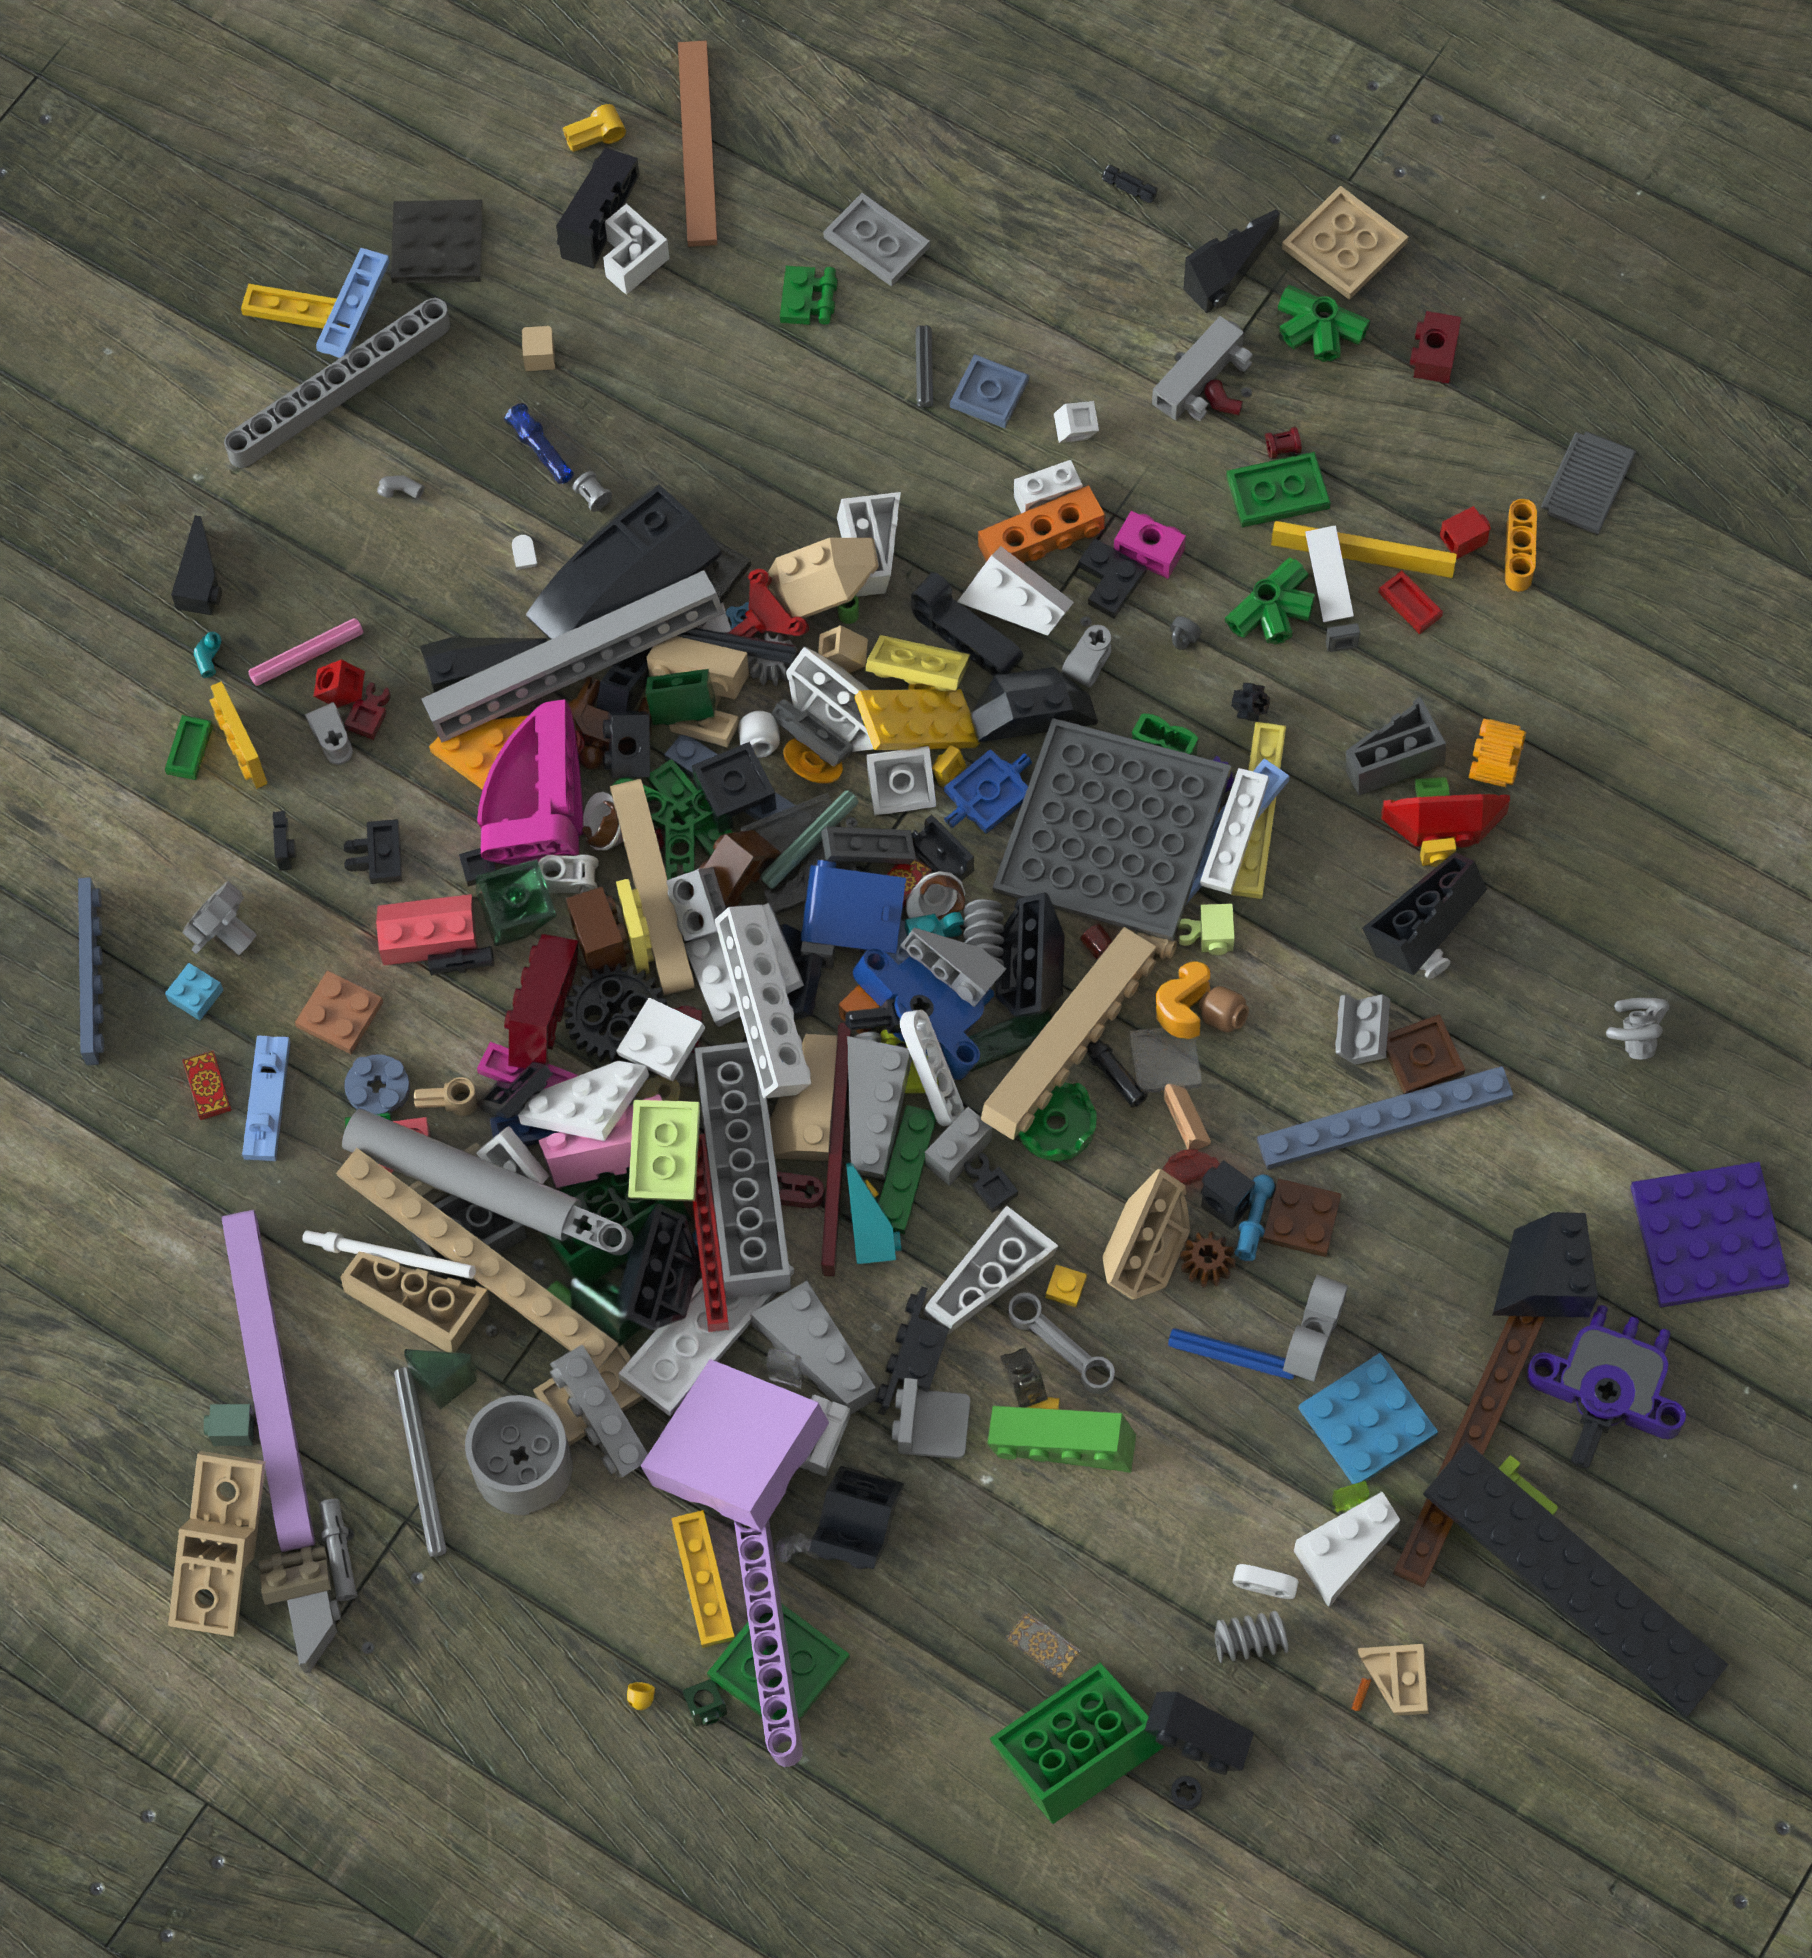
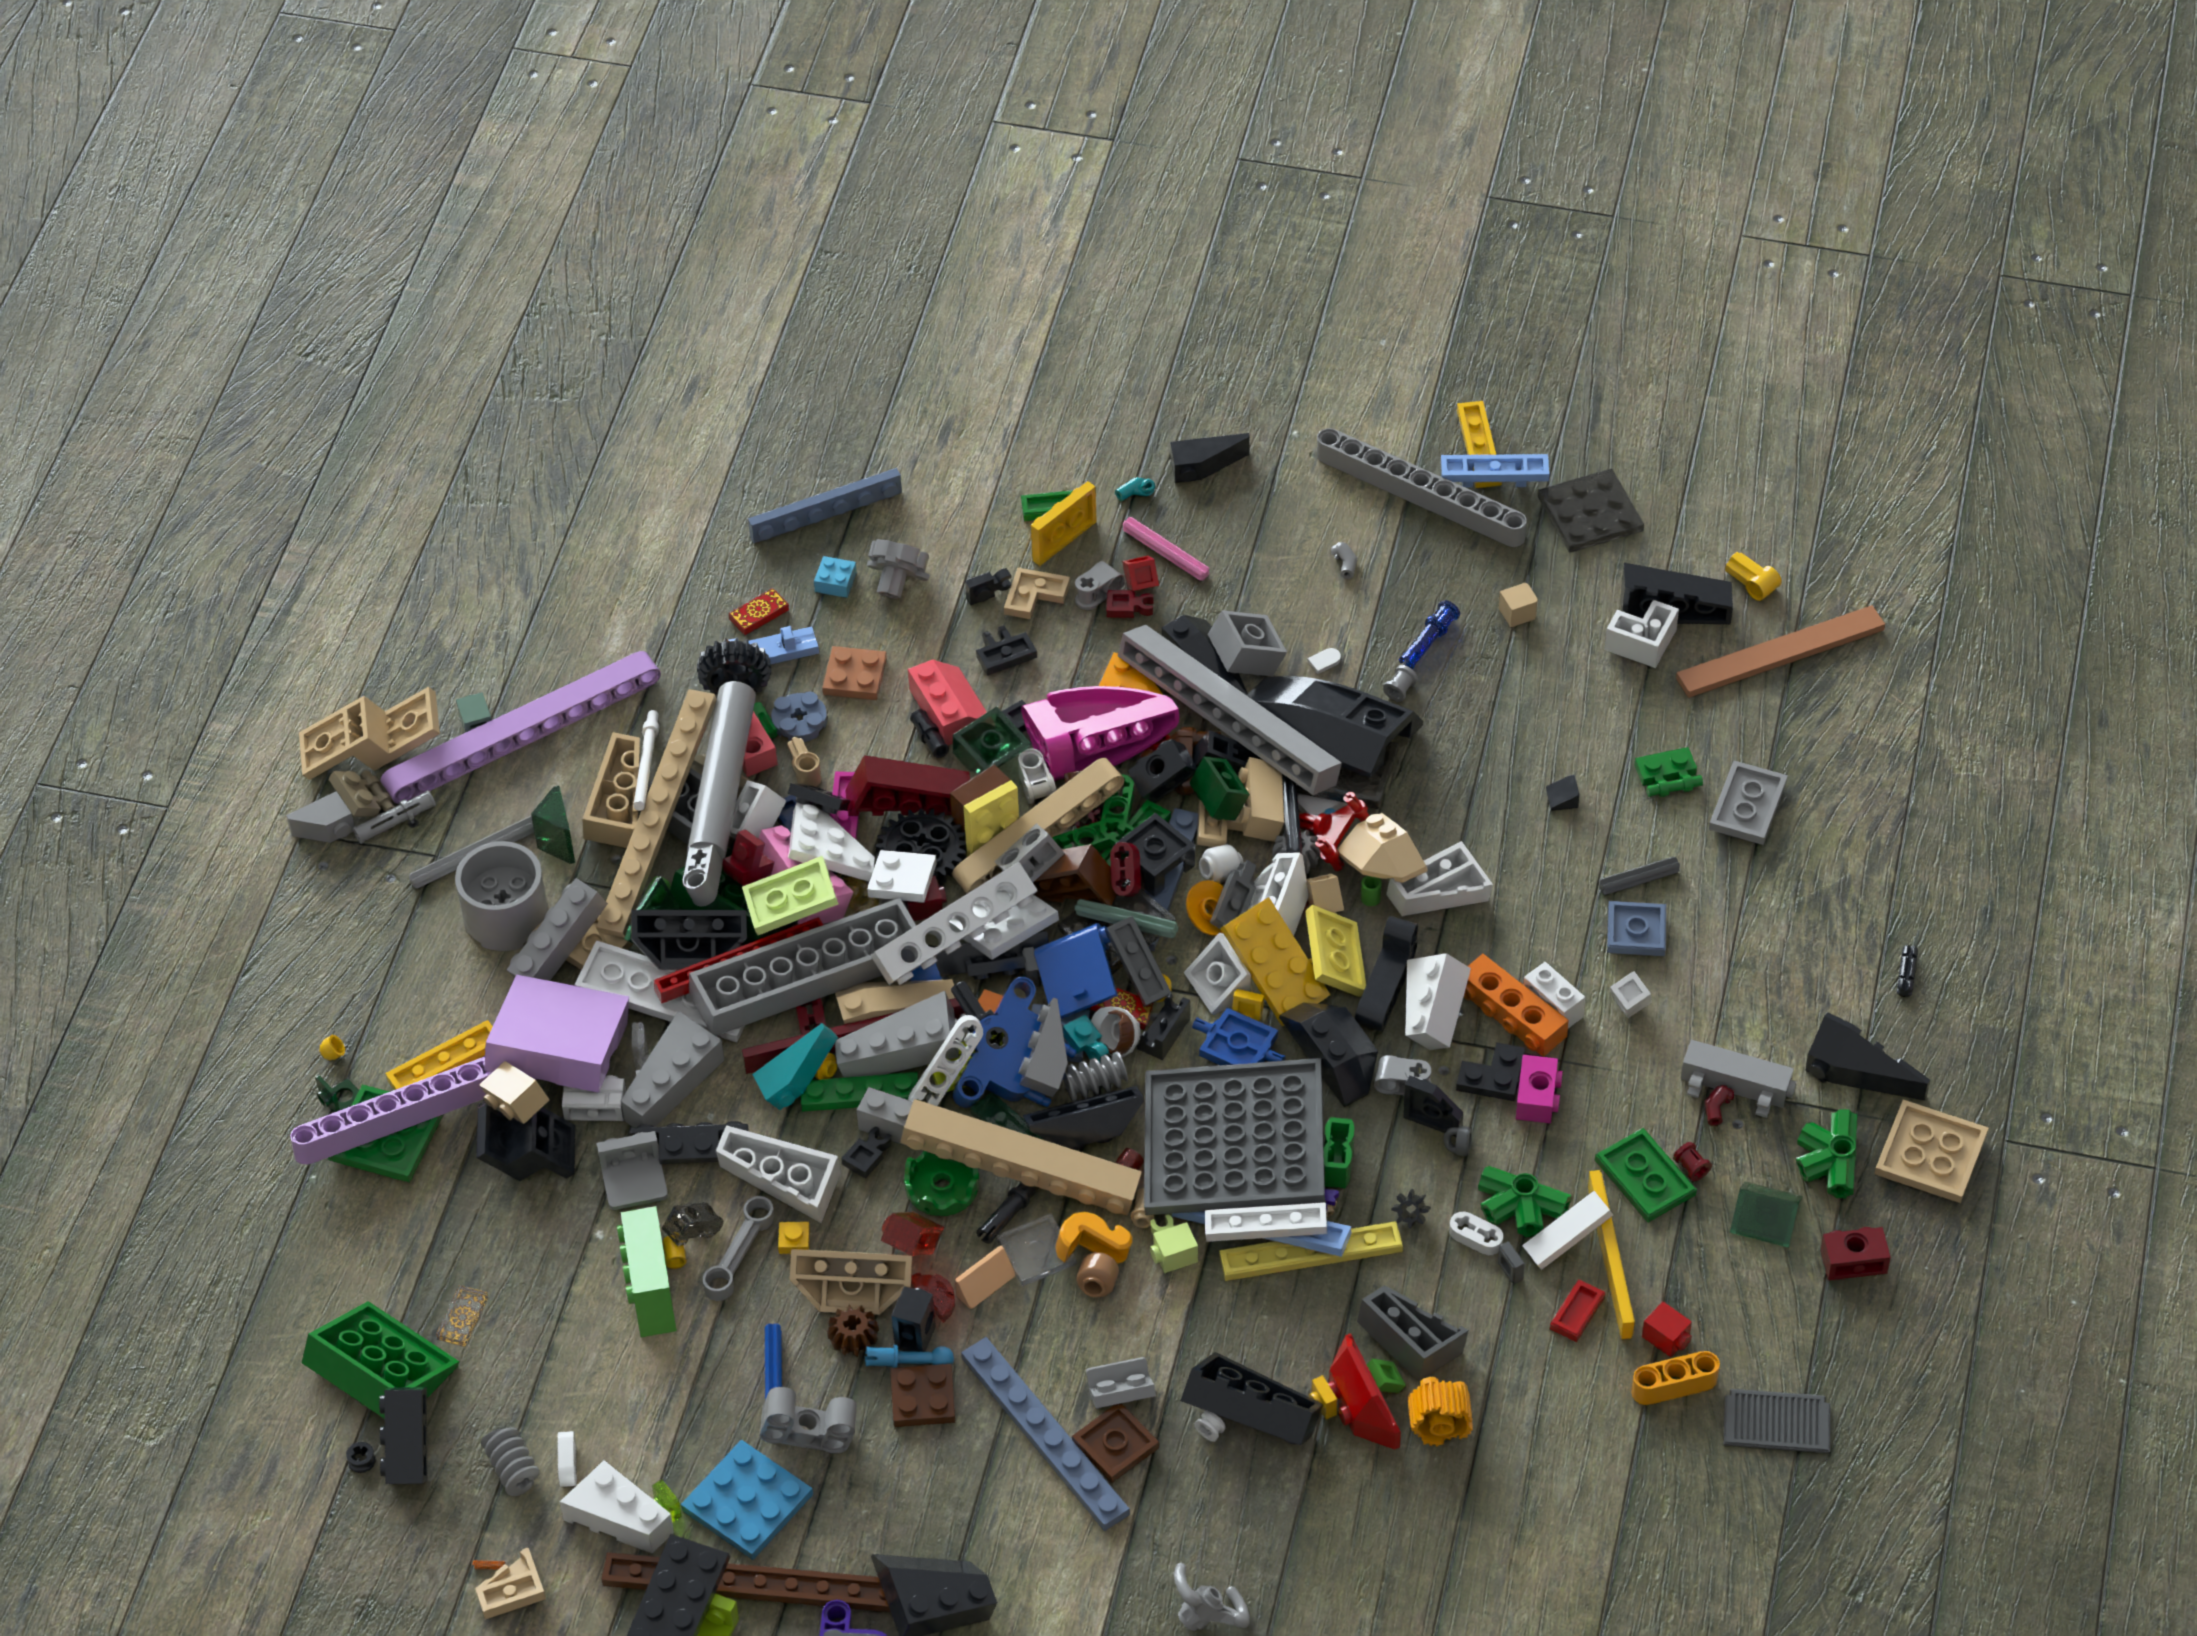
camera: 70 degrees right, 15 degrees down
(295, 1128) = (733, 662): none -> black gear
(302, 798) = (1034, 585): none -> tan plate
(488, 611) = (1247, 643): none -> light grey brick
(589, 1183) = (747, 860): none -> dark red brick
(756, 810) = (1125, 869): none -> dark red beam
(795, 395) = (1563, 794): none -> black slope
(813, 1505) = (513, 1093): none -> tan brick
(1122, 1164) = (911, 1233): none -> clear red brick
(1142, 642) = (1430, 1106): none -> black plate
(1297, 662) = (1476, 1233): none -> white beam
(1361, 402) = (1765, 1214): none -> clear green slope

